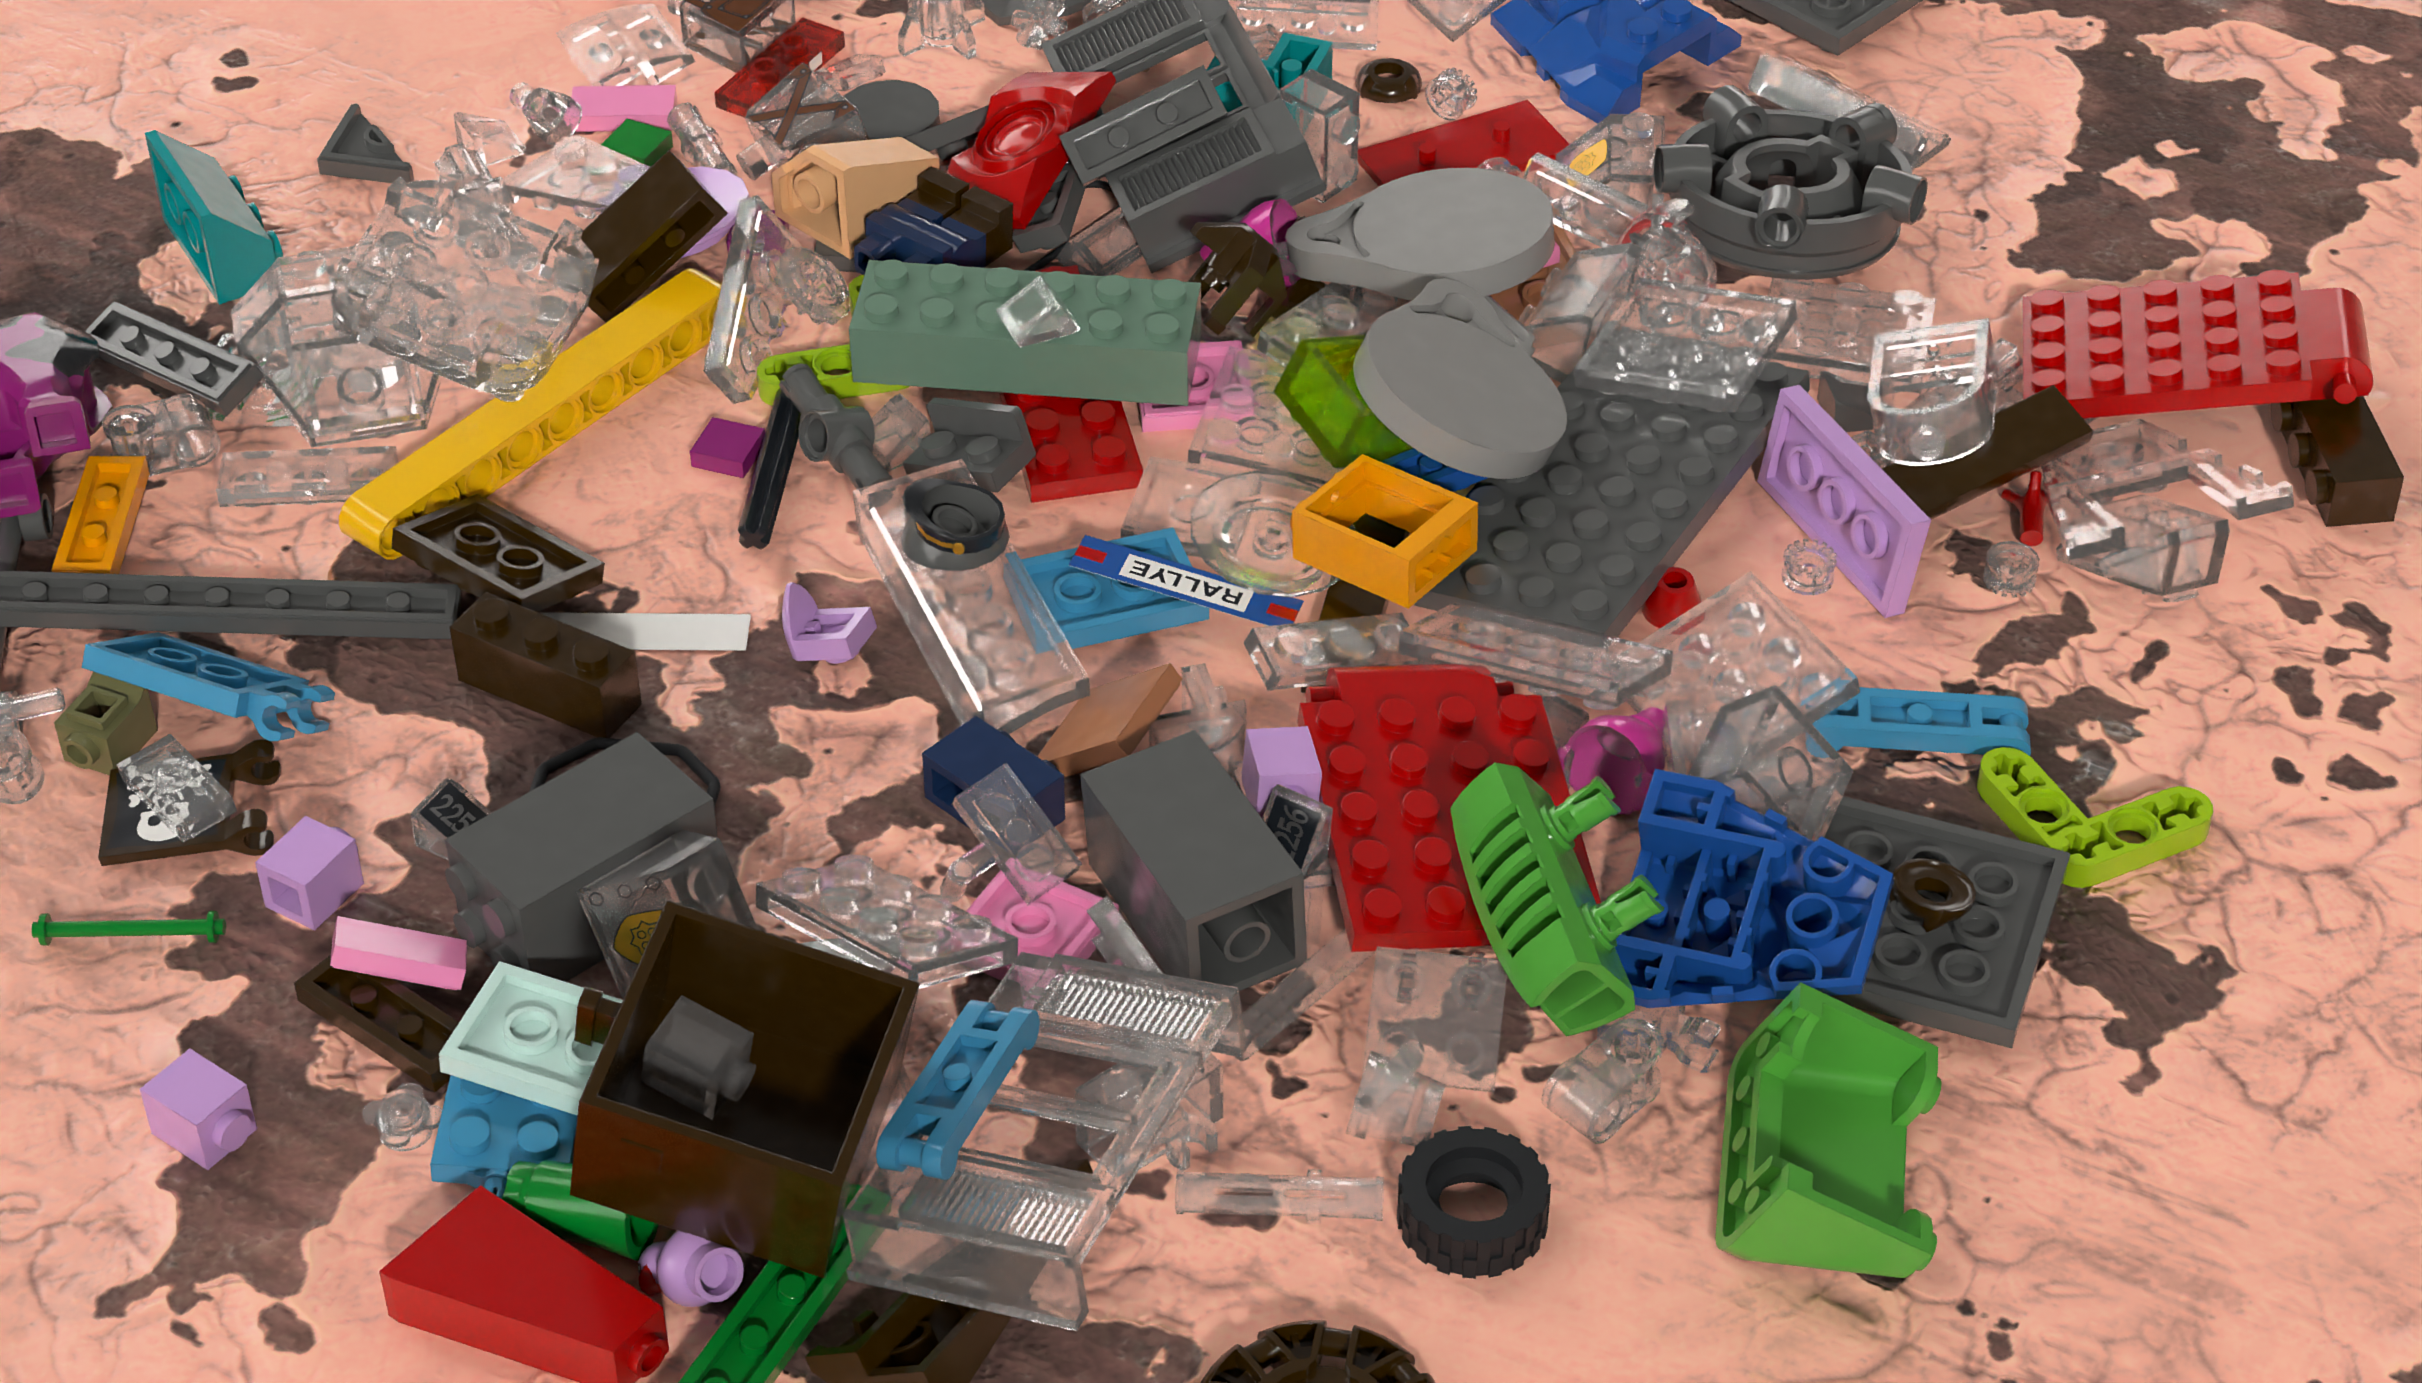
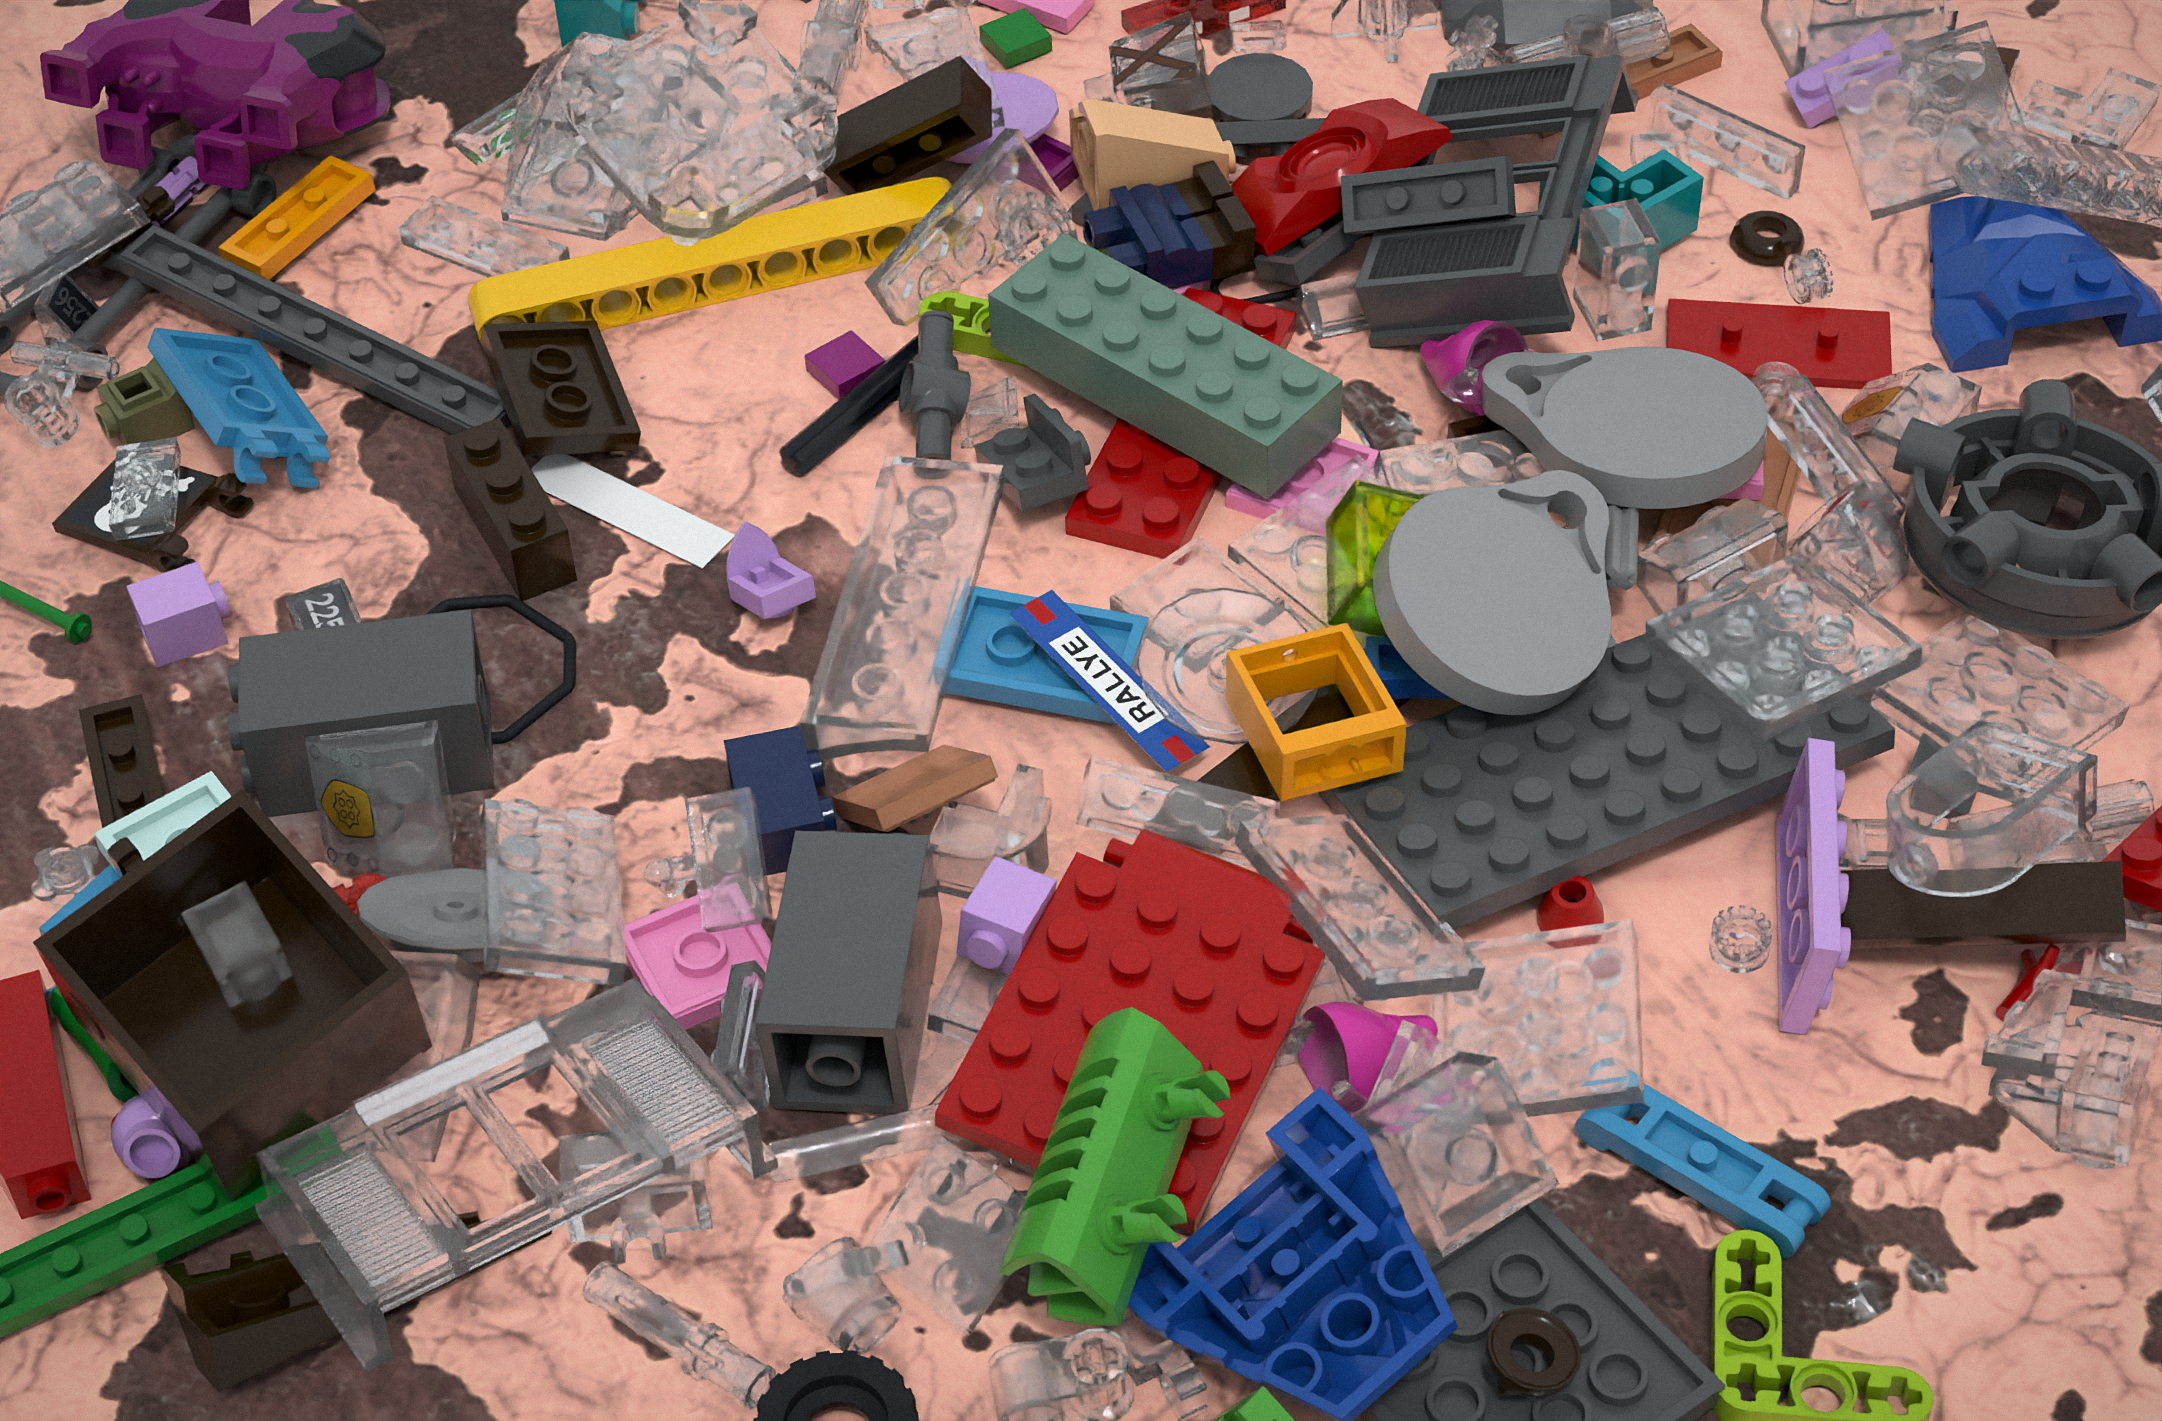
camera: 35 degrees right, 5 degrees up
(167, 431) = (406, 158): clear piece -> none
(173, 358) = (465, 91): dark grey tile -> none
(398, 953) = (171, 721): bright pink tile -> none
(699, 143) = (1066, 57): clear pin -> none
(953, 525) = (923, 528): dark grey piece -> none
(955, 1088) = (433, 1083): dark azure plate -> none
(1036, 314) = (1151, 351): clear slope -> none
(1241, 263) = (1414, 373): dark brown piece -> none
(1300, 827) = (962, 982): slope -> none
(2011, 568) = (1946, 1057): clear bush -> none

